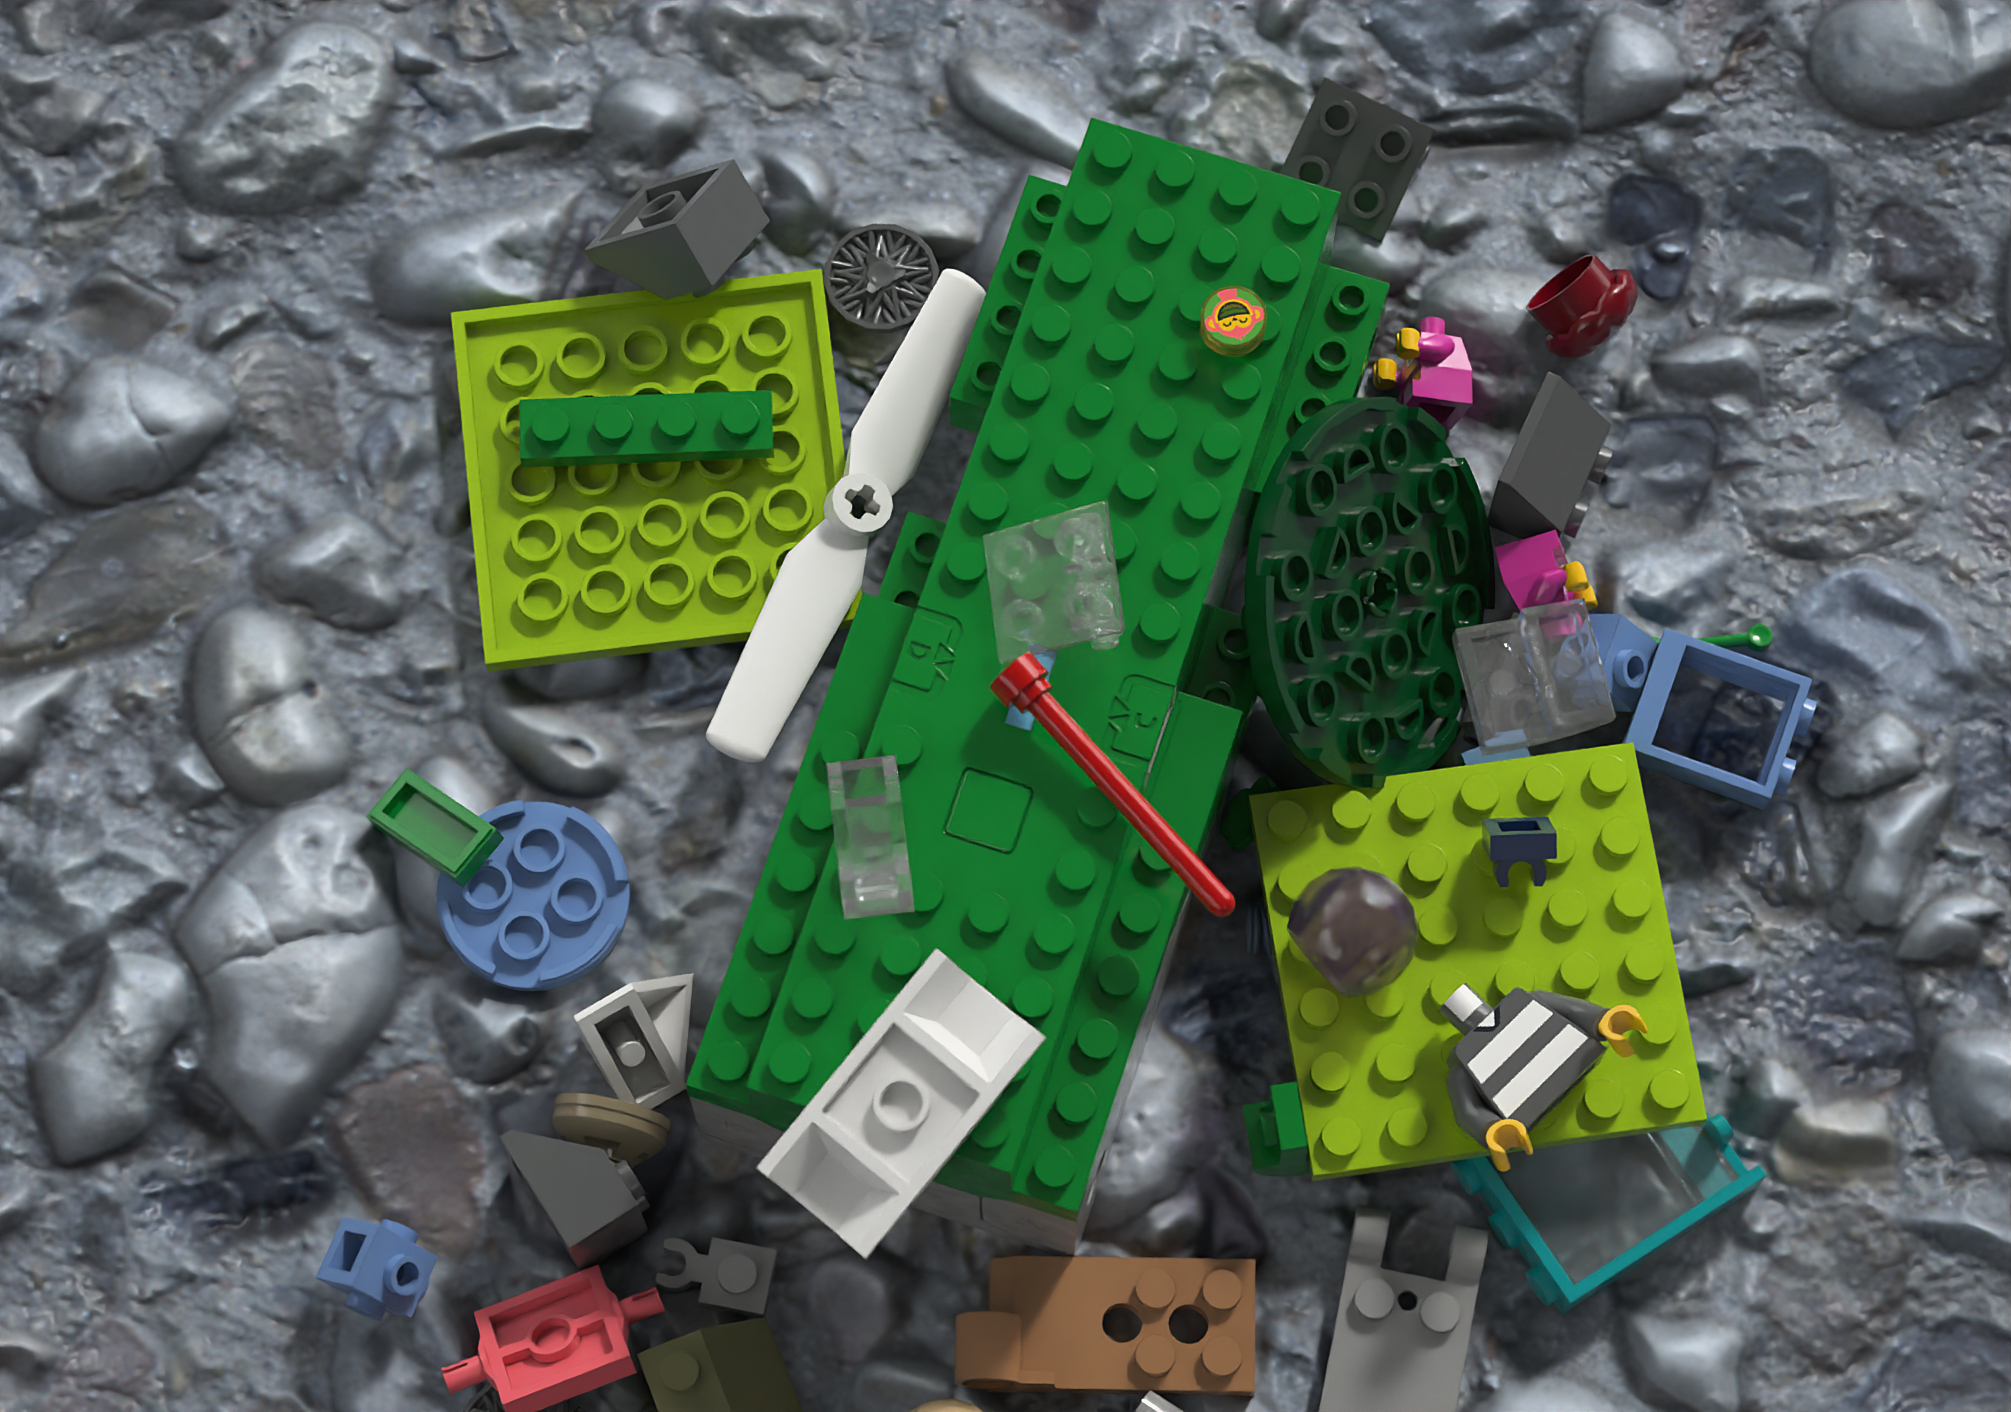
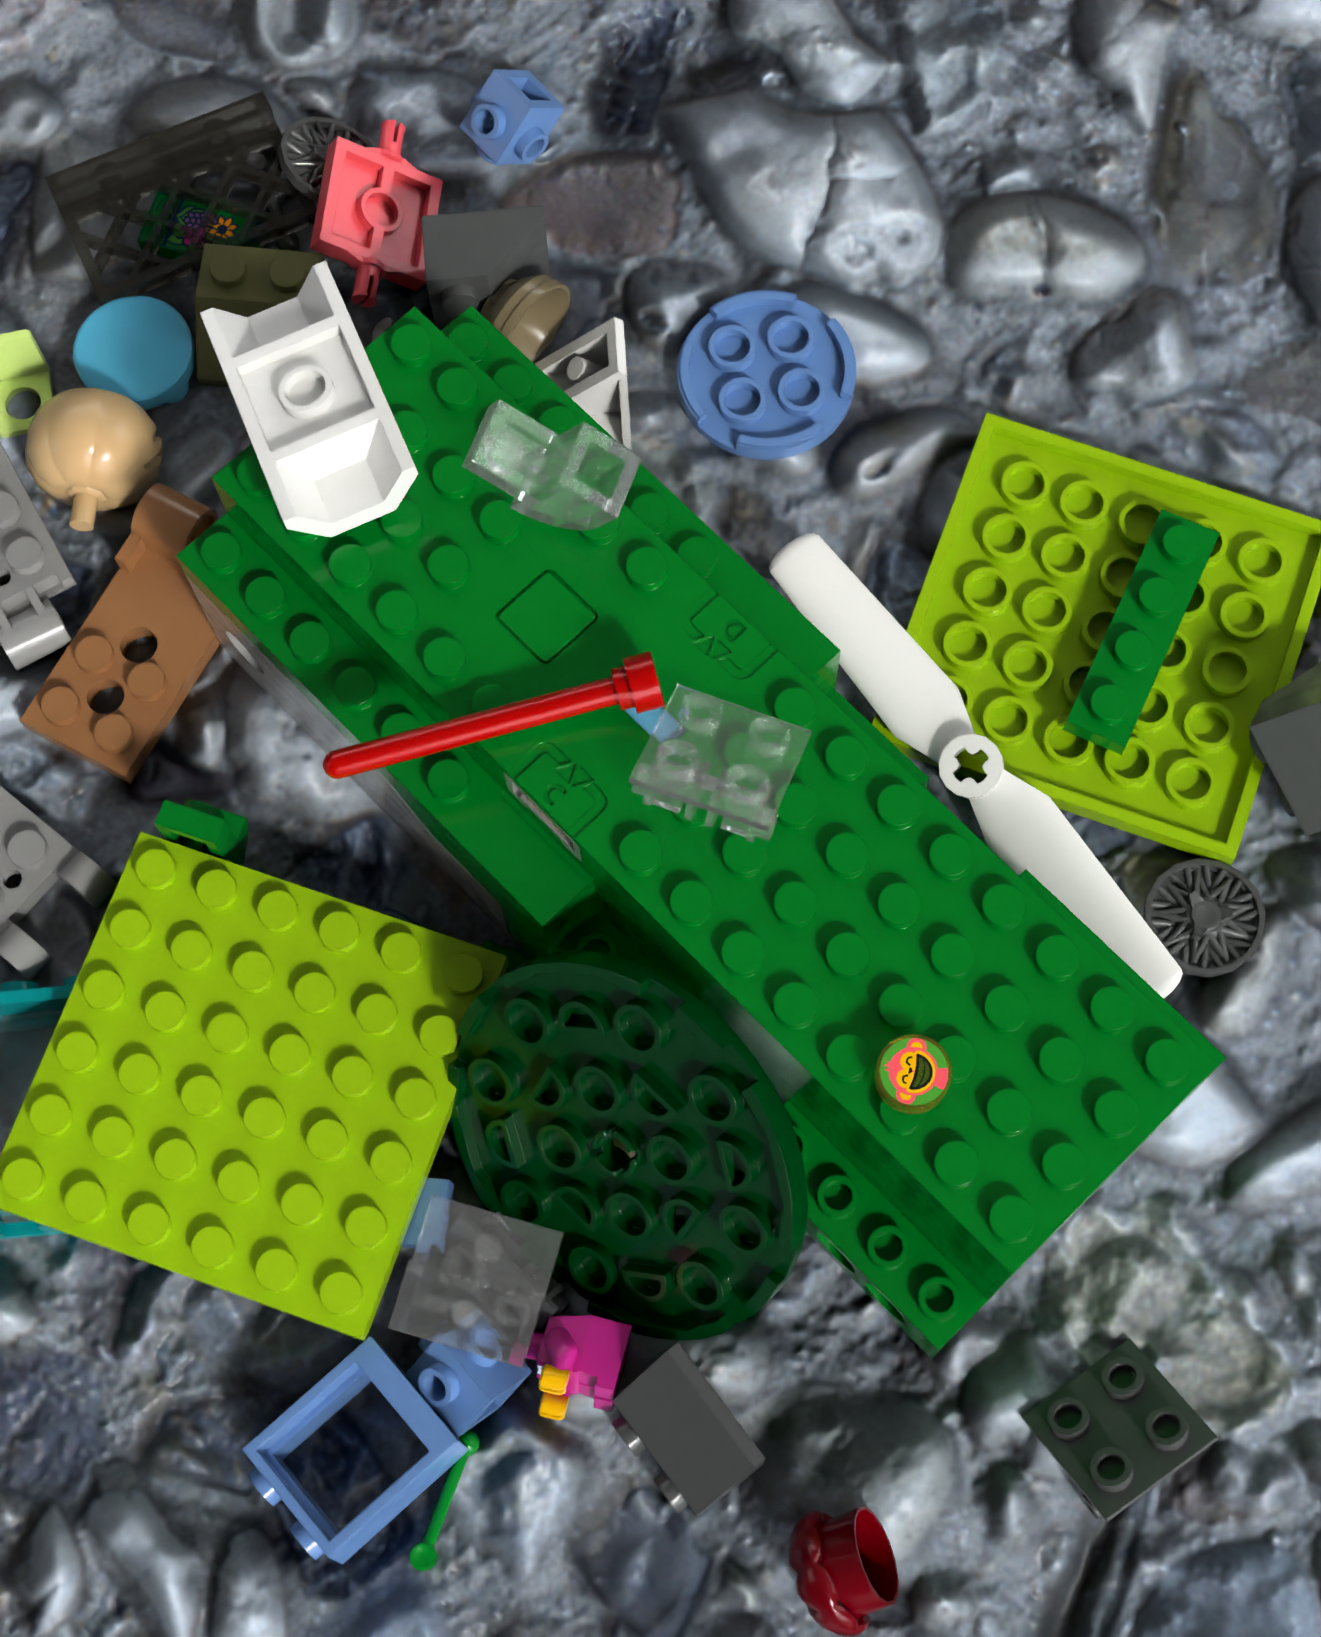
camera: 120 degrees right, 0 degrees up
(435, 827) = (860, 317): green tile -> none
(1355, 929) = (308, 951): helmet -> none
(1433, 372) = (848, 1375): dark pink piece -> none
(1516, 841) = (311, 1155): dark blue tile -> none
(1524, 1059) = (106, 1040): torso -> none

